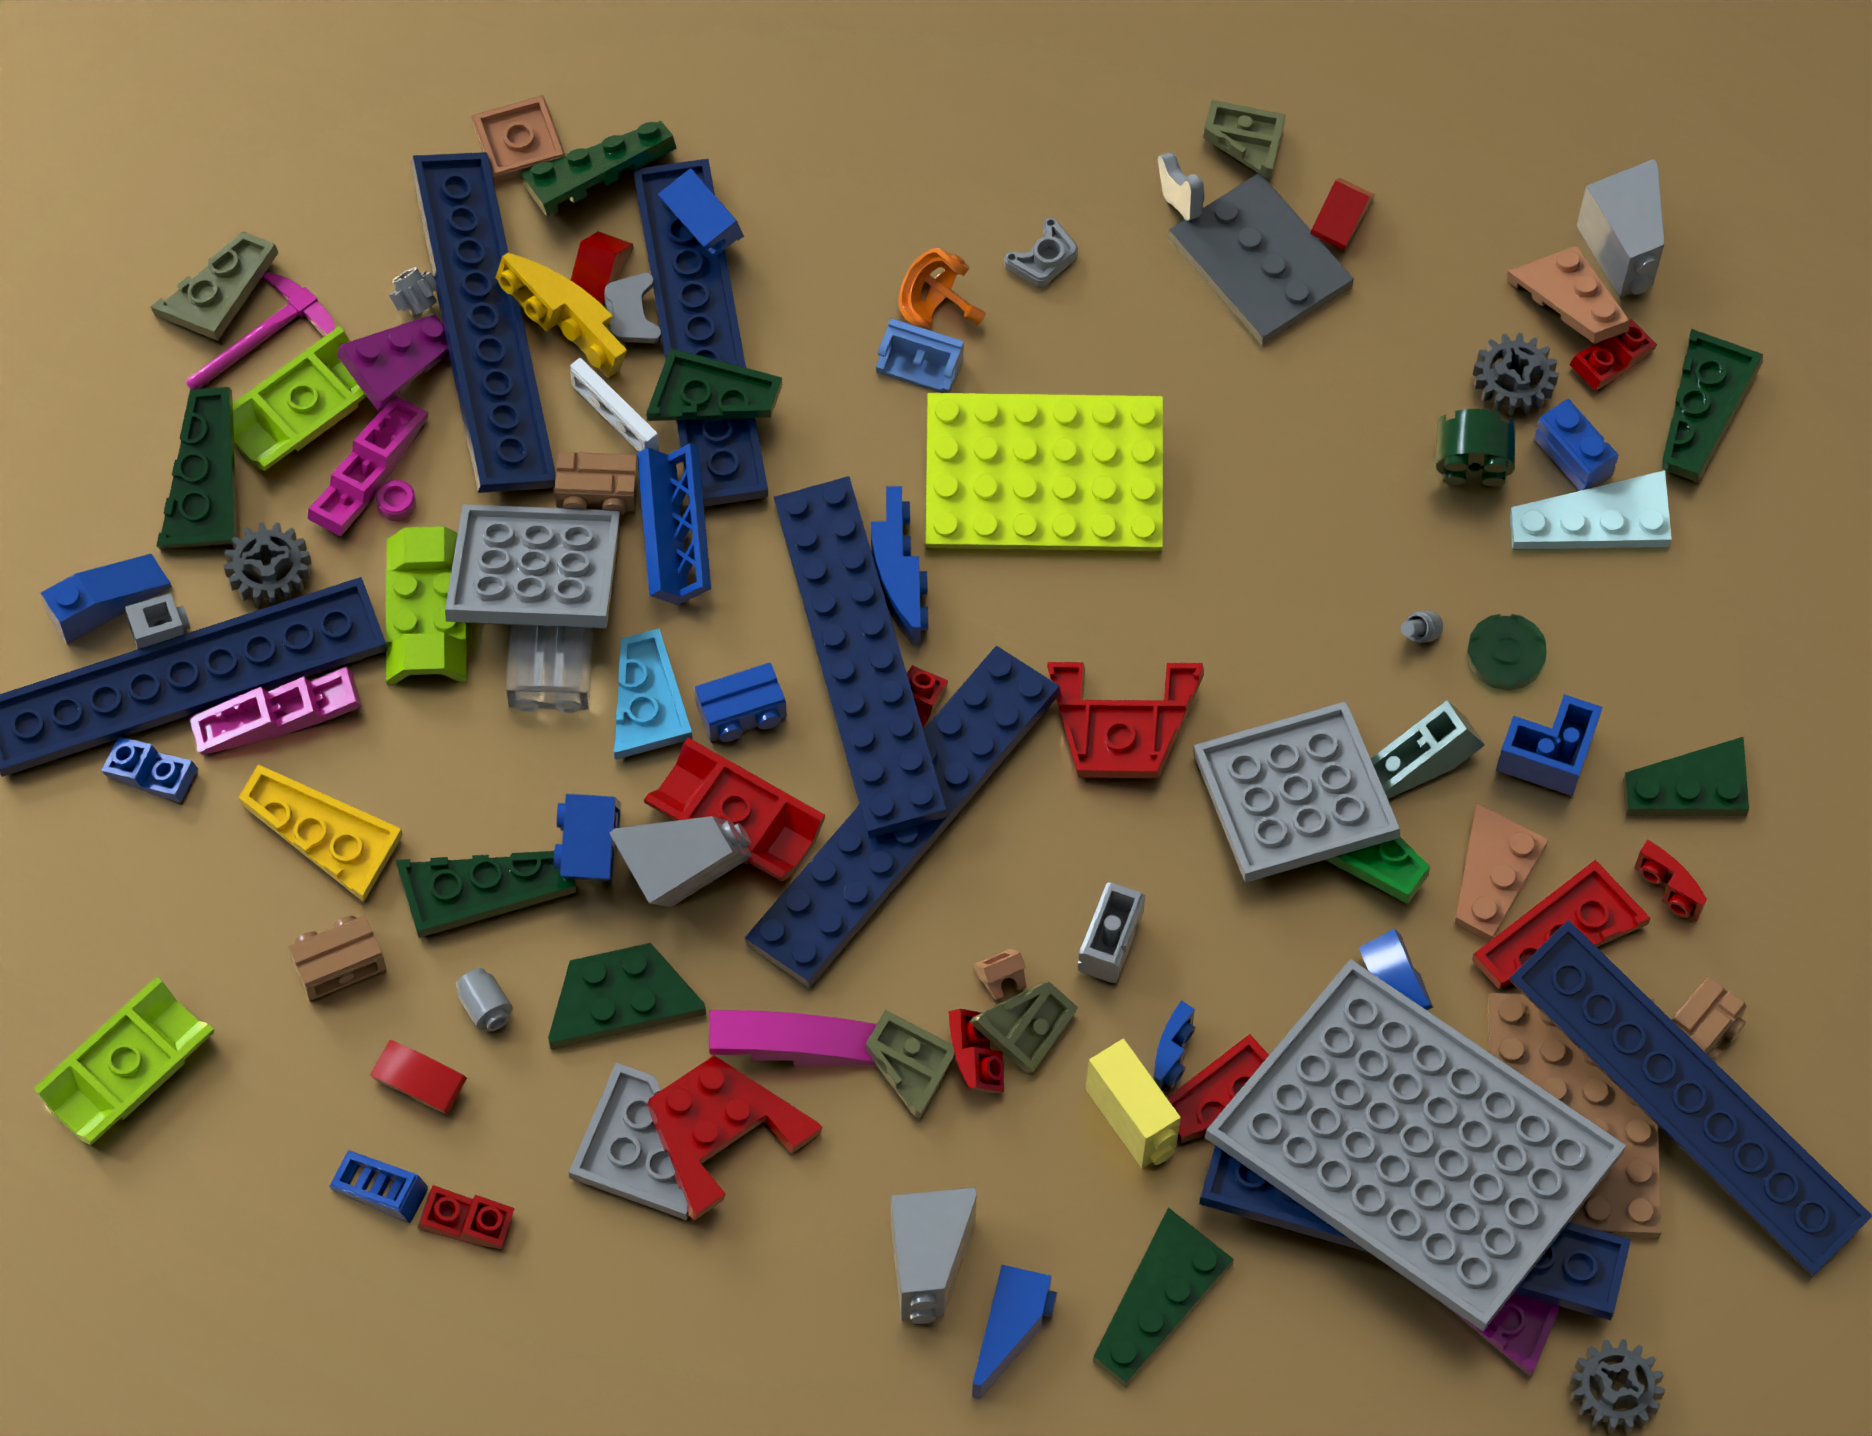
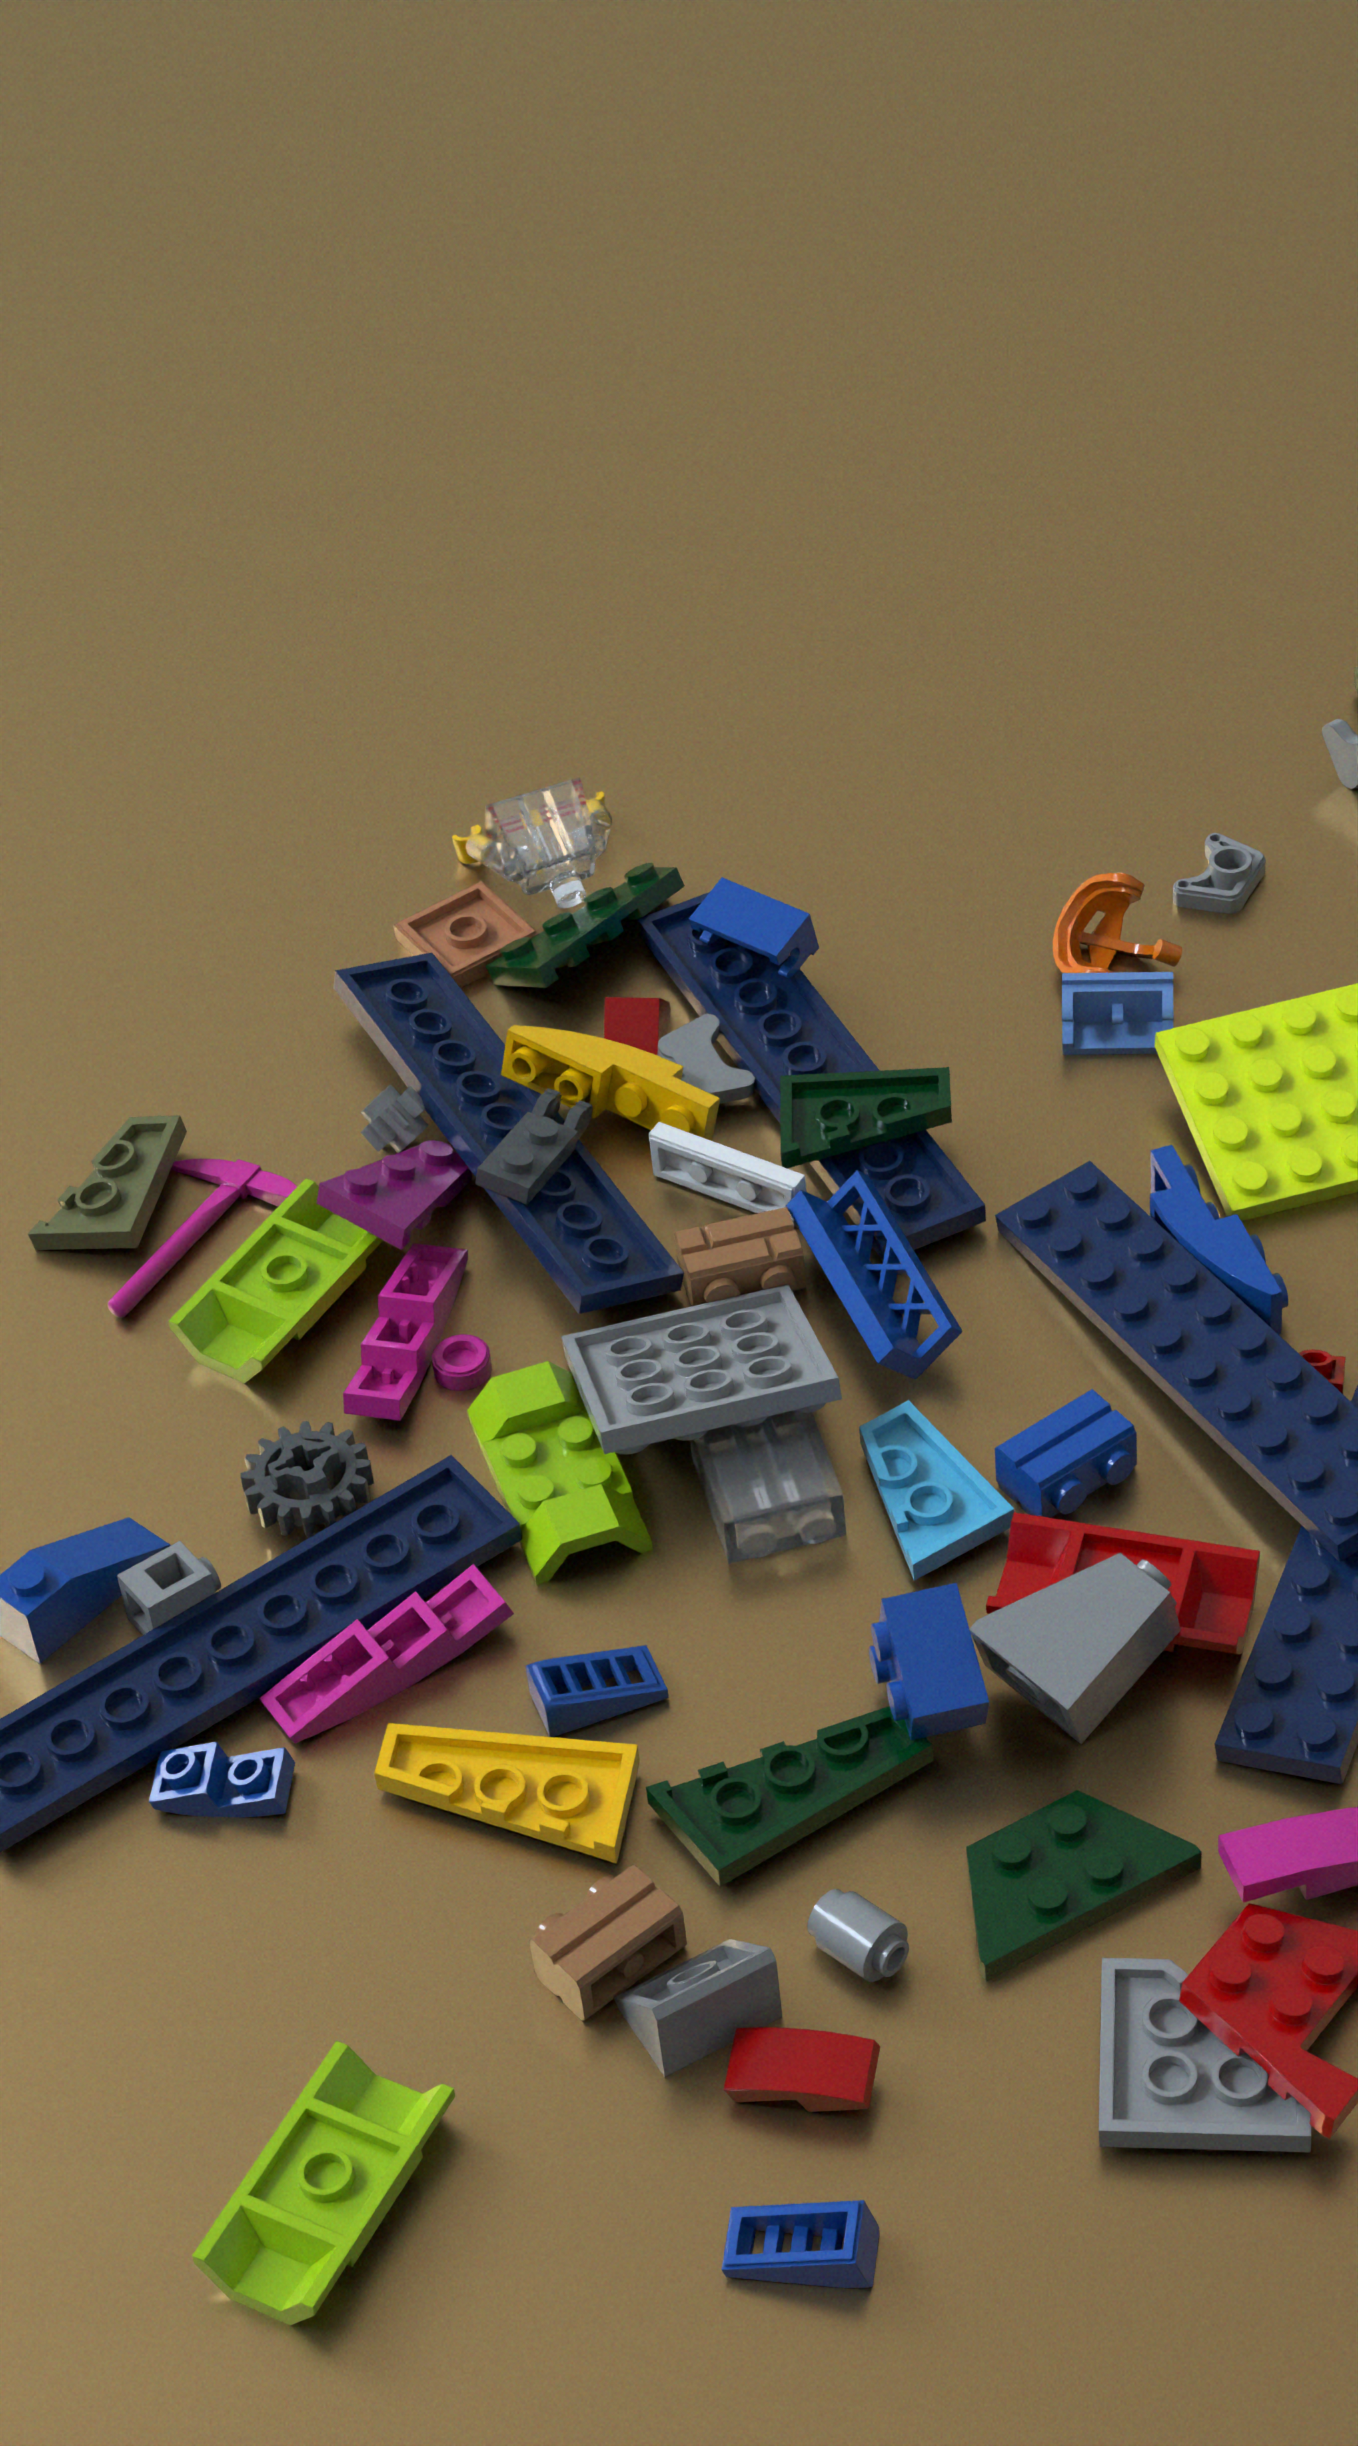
camera: 10 degrees left, 20 degrees down
(203, 483) = (178, 1407): dark green wing -> none
(377, 1013) = (703, 2002): none -> light grey slope
(382, 788) = (564, 1711): none -> blue slope
(466, 1219) = (968, 2254): red slope -> none
(491, 354) = (533, 1149): none -> dark grey hinge
(595, 78) = (542, 840): none -> clear torso

